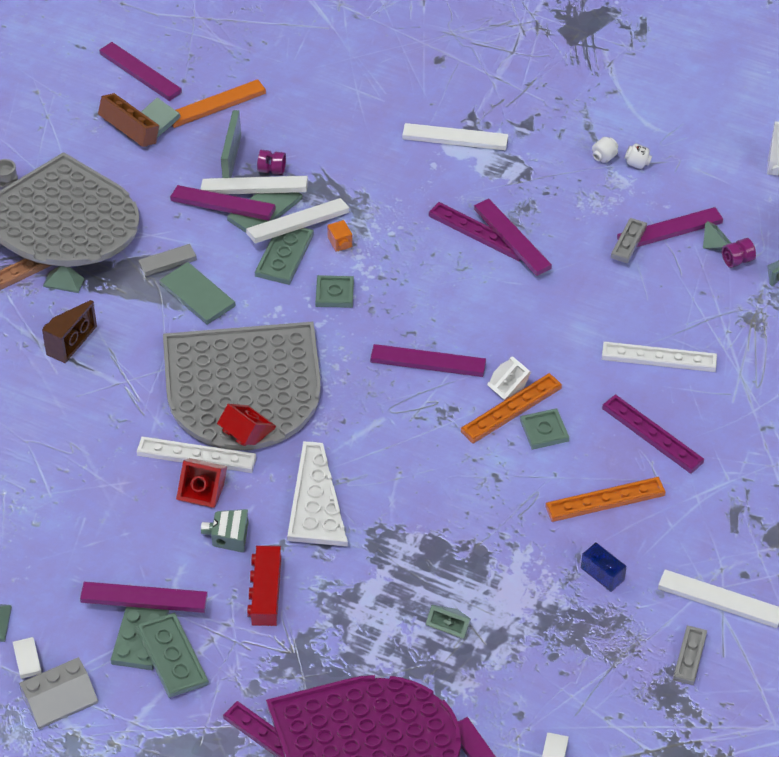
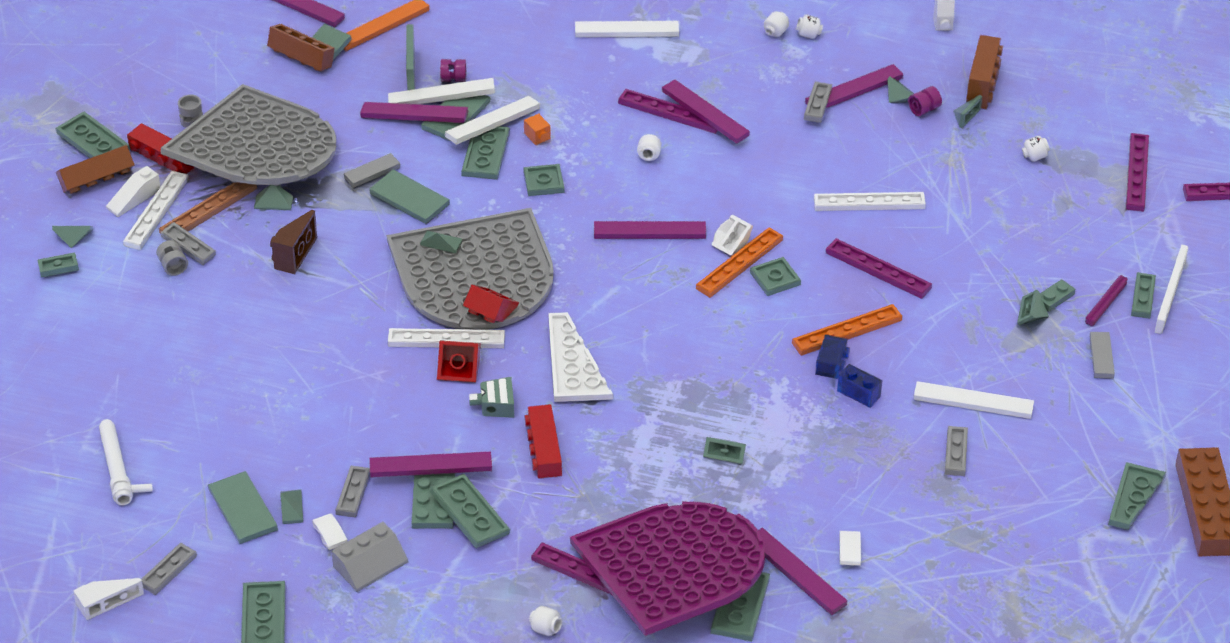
camera: 10 degrees left, 5 degrees down
(61, 615) = (353, 491): none -> light grey tile
(214, 348) = (441, 241): none -> sand green slope
(447, 269) = (649, 147): none -> white head
(581, 529) = (832, 356): none -> clear blue brick

